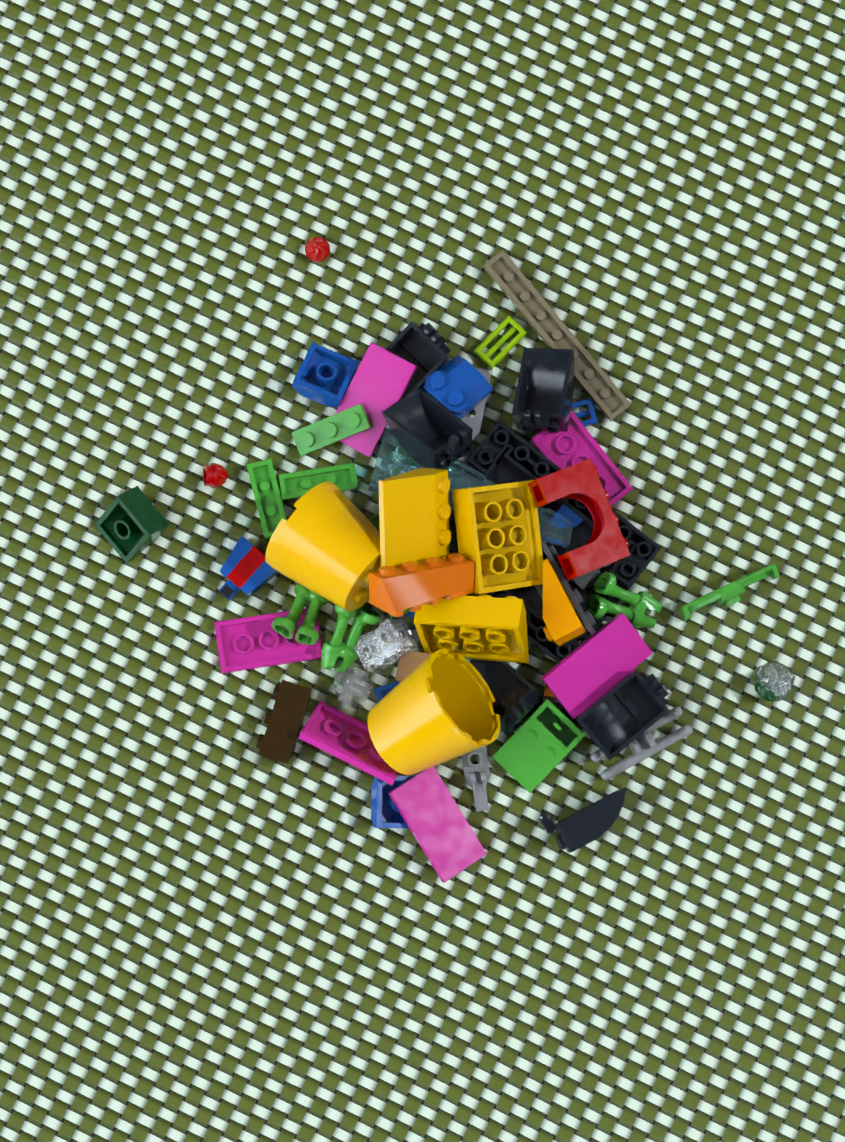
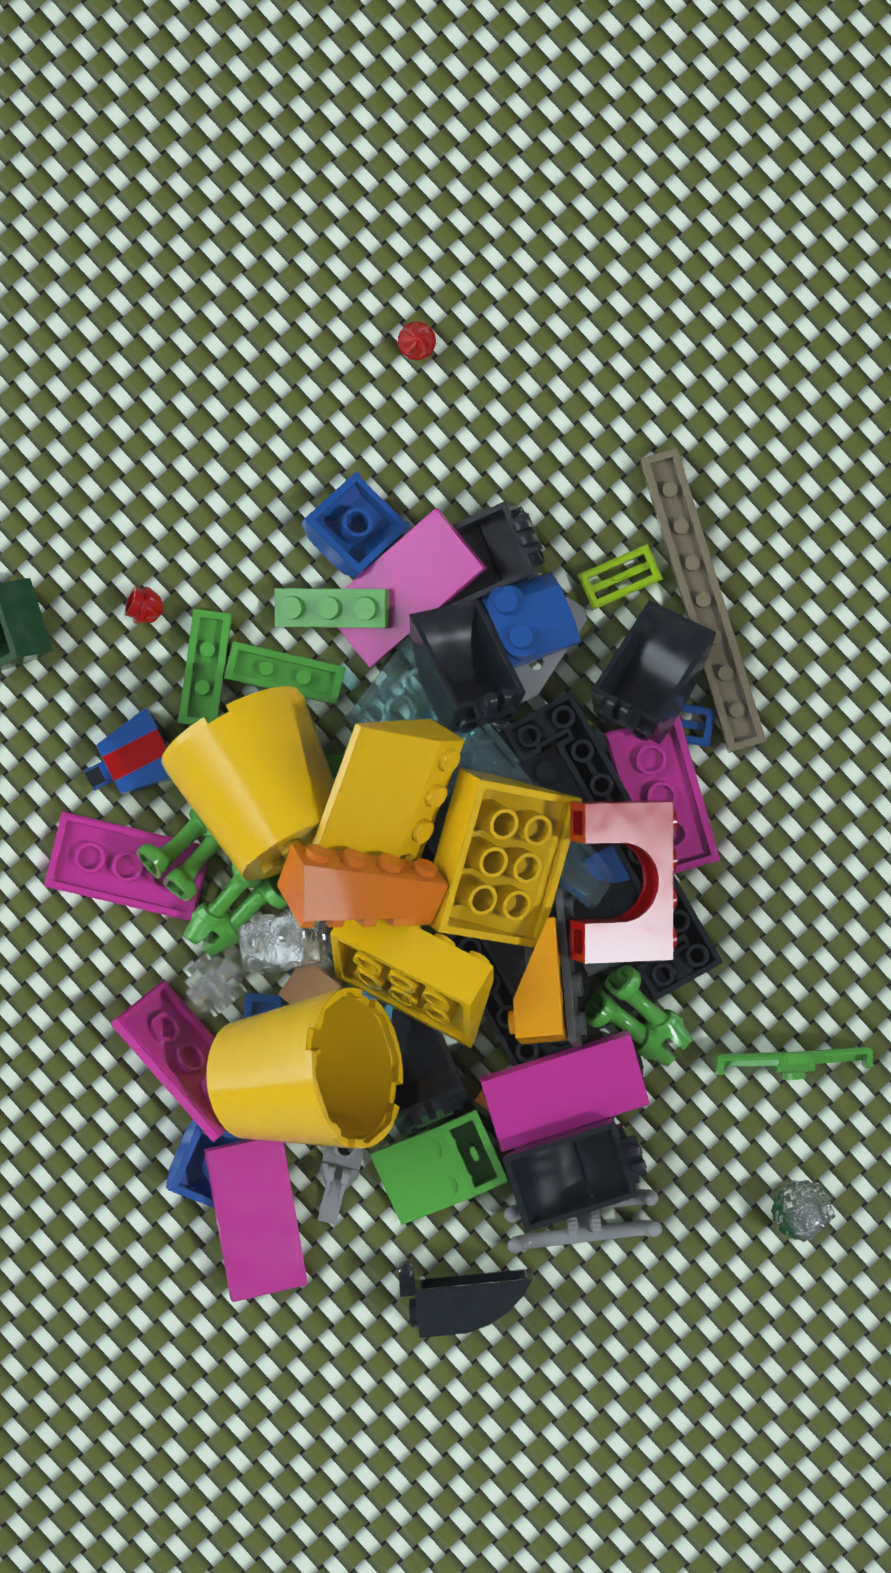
camera: 20 degrees right, 5 degrees up
(284, 721) = (102, 990): dark brown brick -> none

